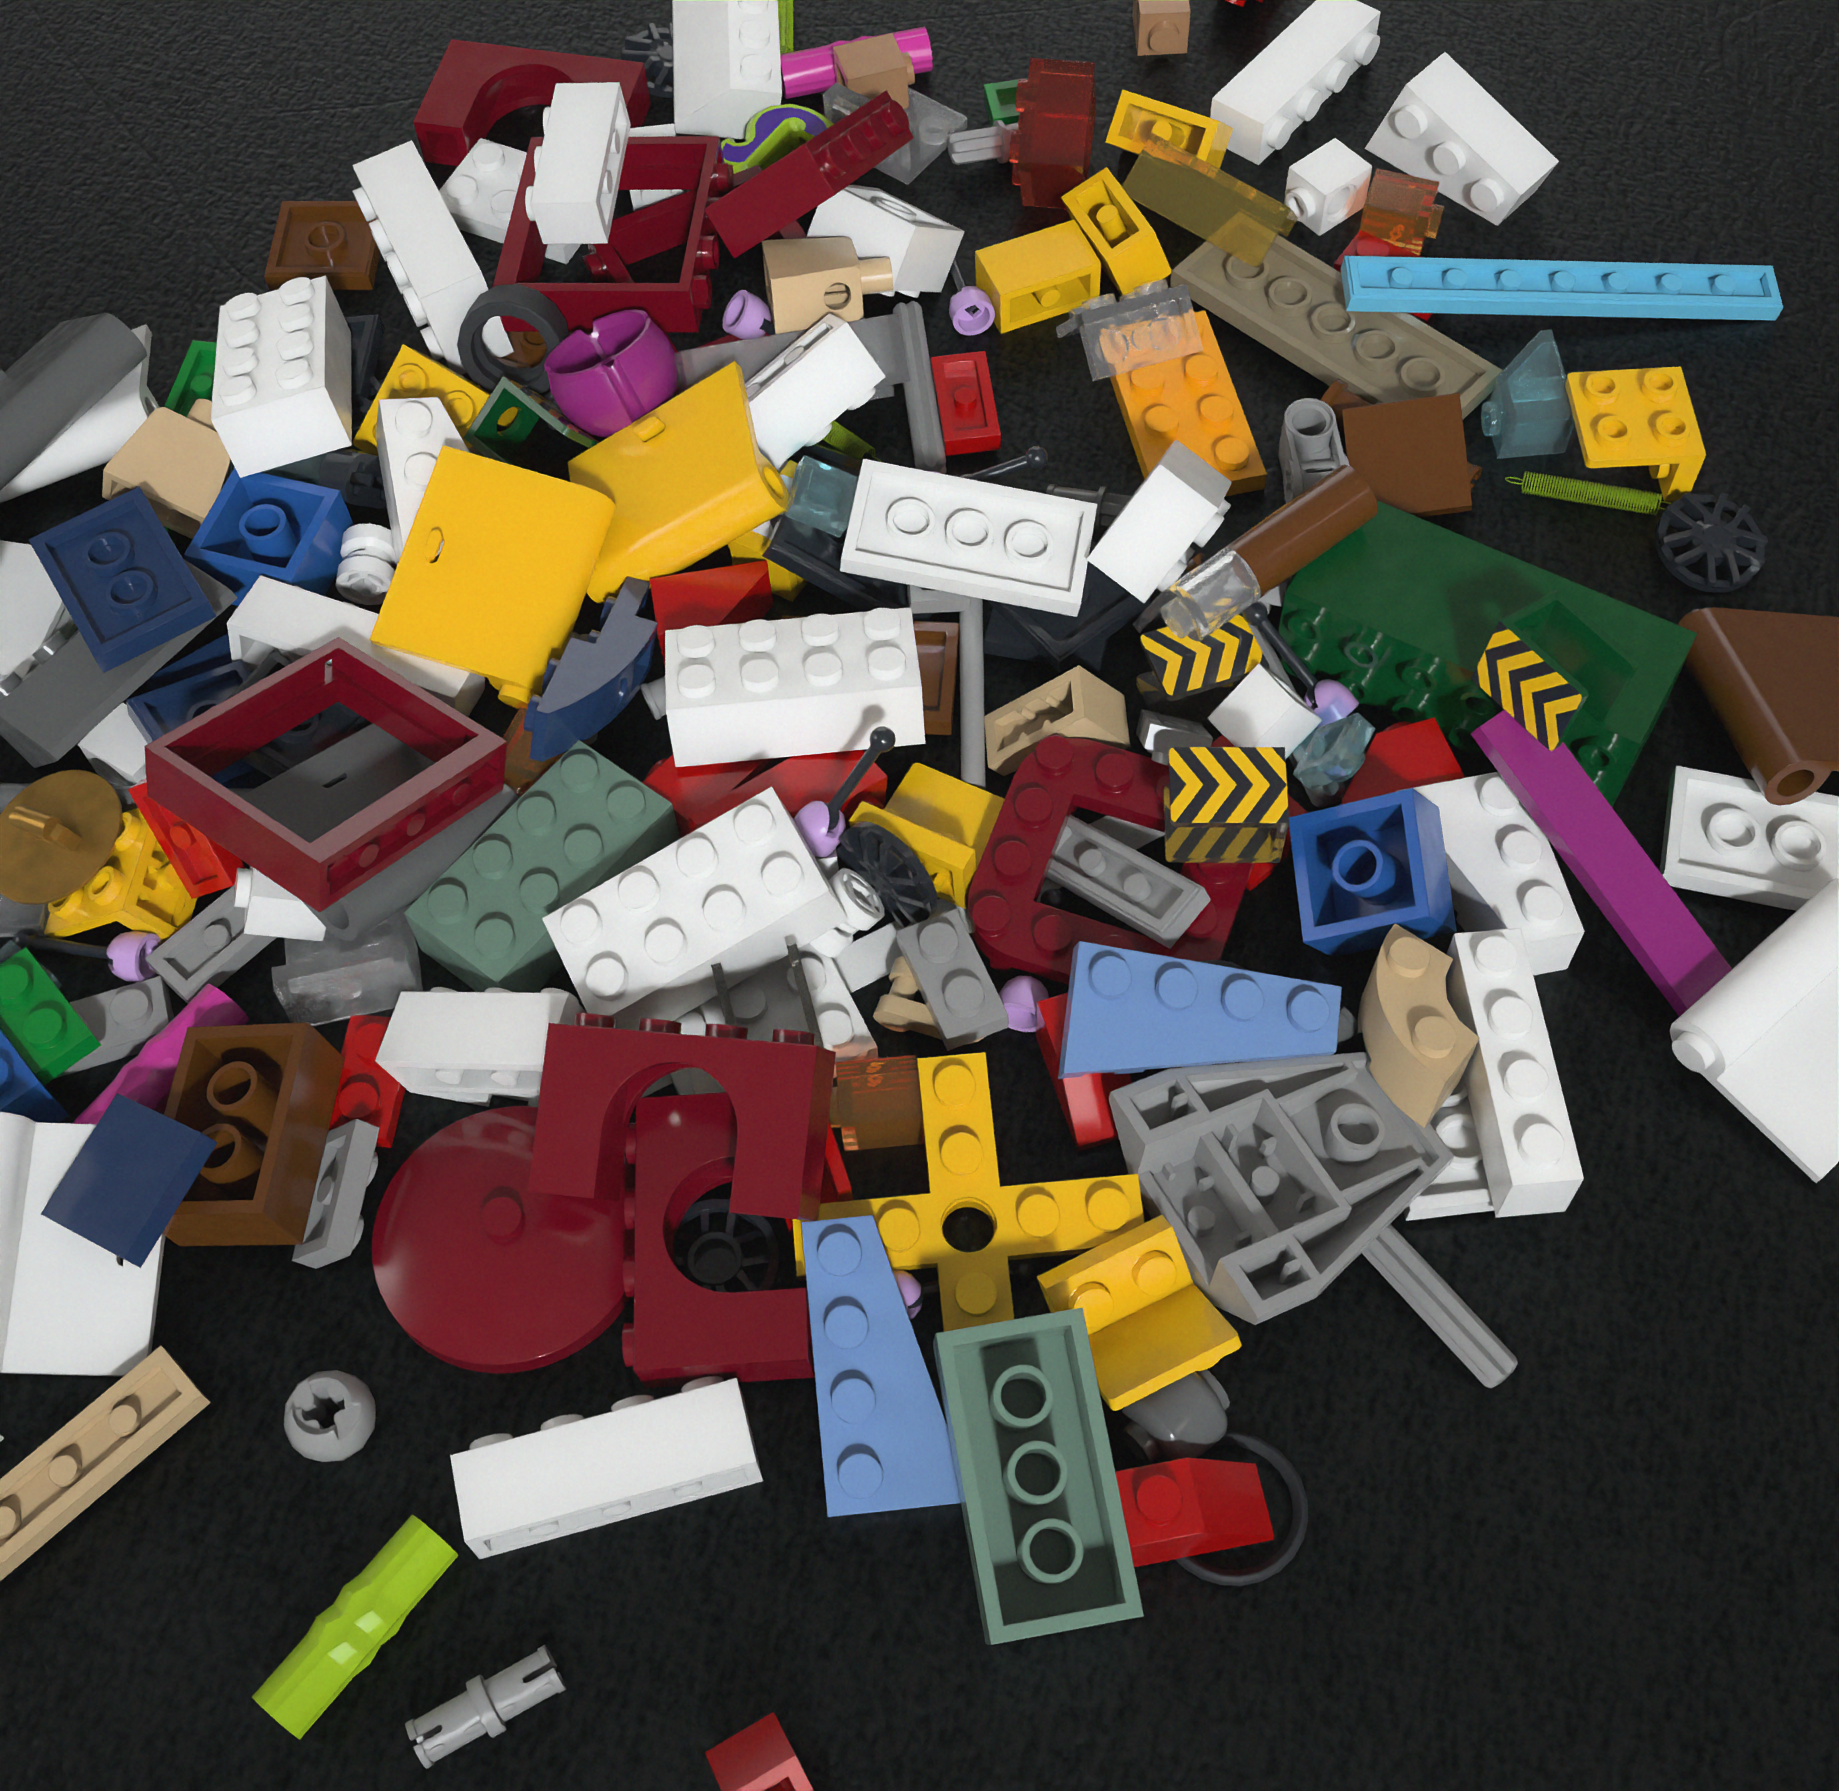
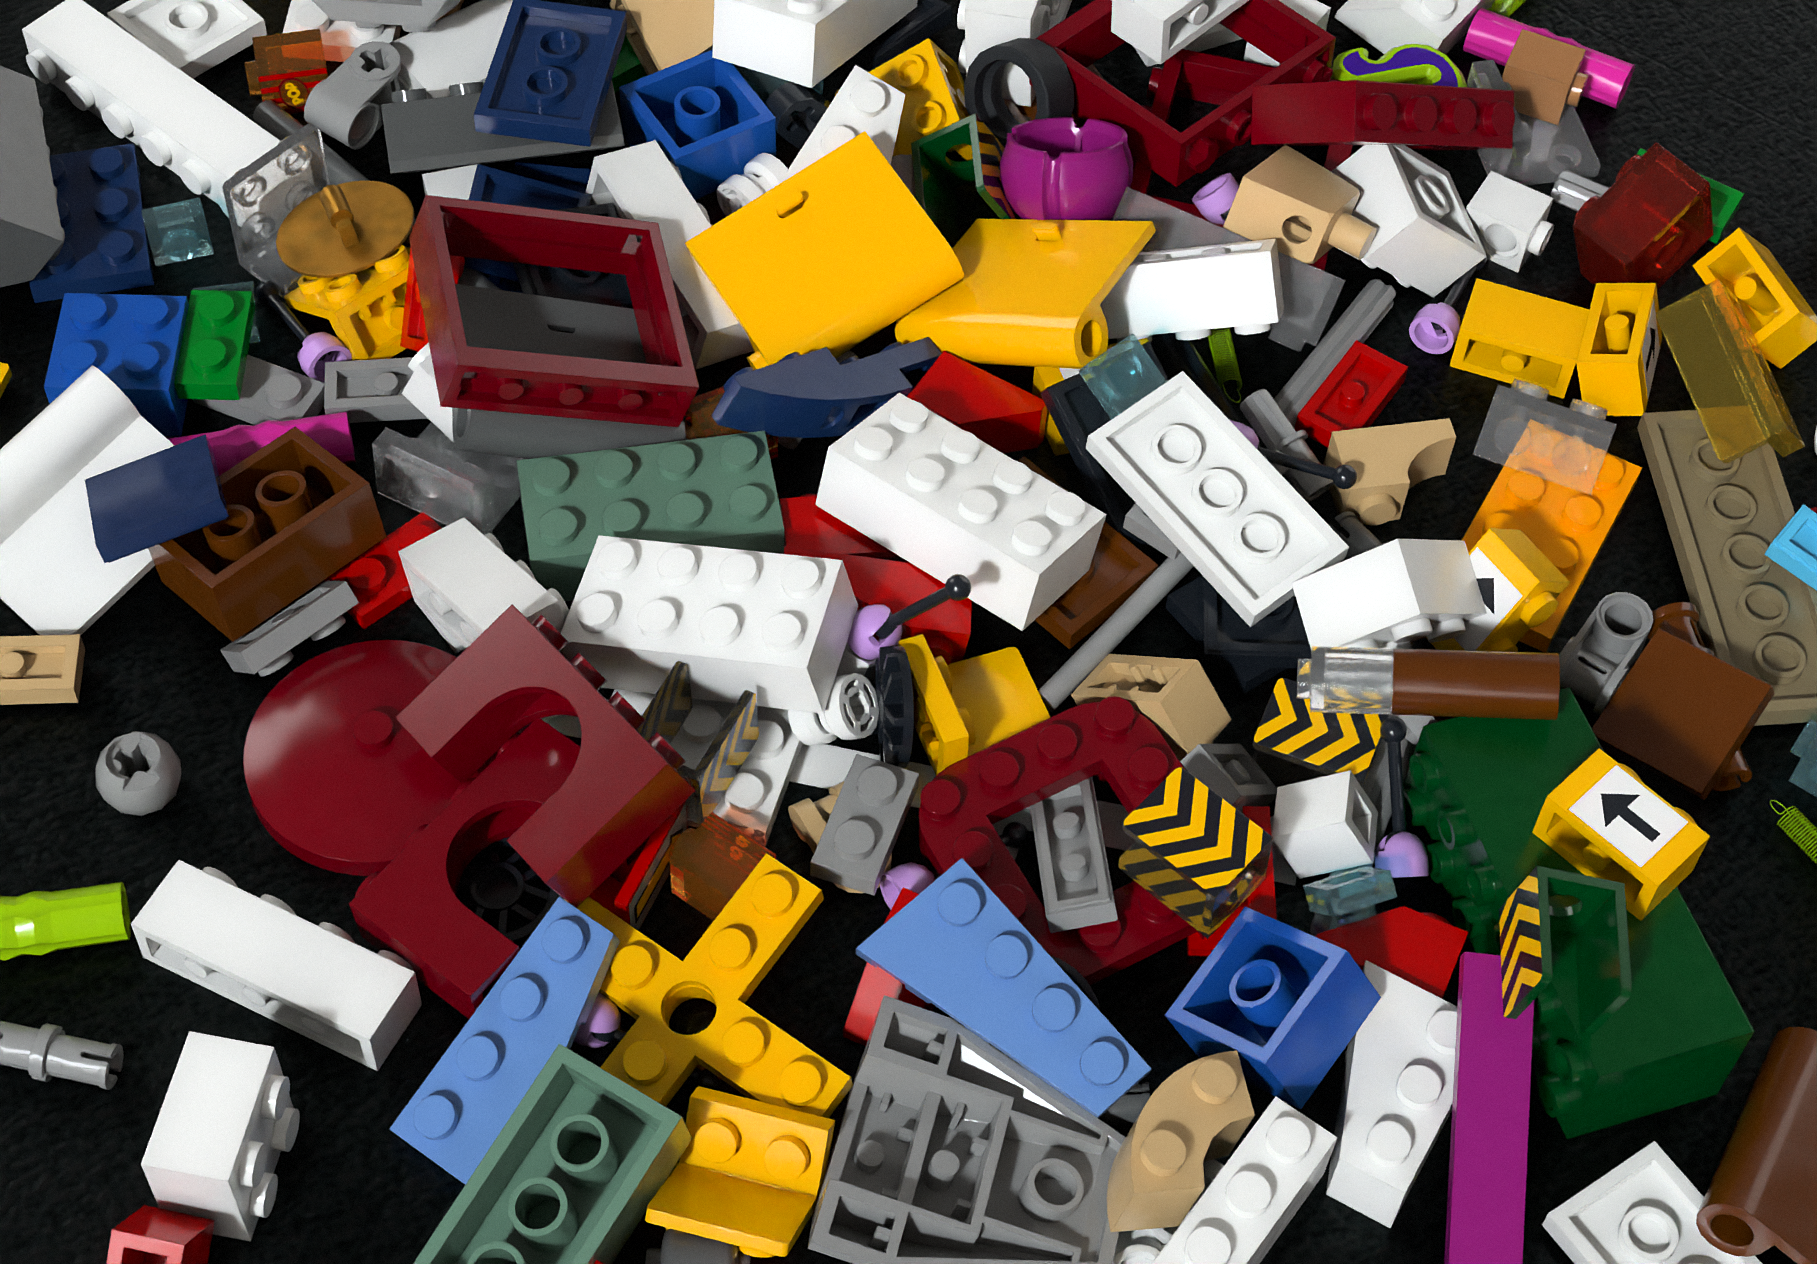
camera: 35 degrees right, 5 degrees down
(711, 1630) = (222, 1134): none -> white brick
(931, 456) = (1280, 435): none -> light grey axle
(949, 193) = (1510, 220): none -> white brick
(1043, 422) = (1388, 465): none -> tan arch
(1236, 449) = (1516, 588): none -> yellow brick
(1496, 560) = (1620, 831): none -> yellow brick

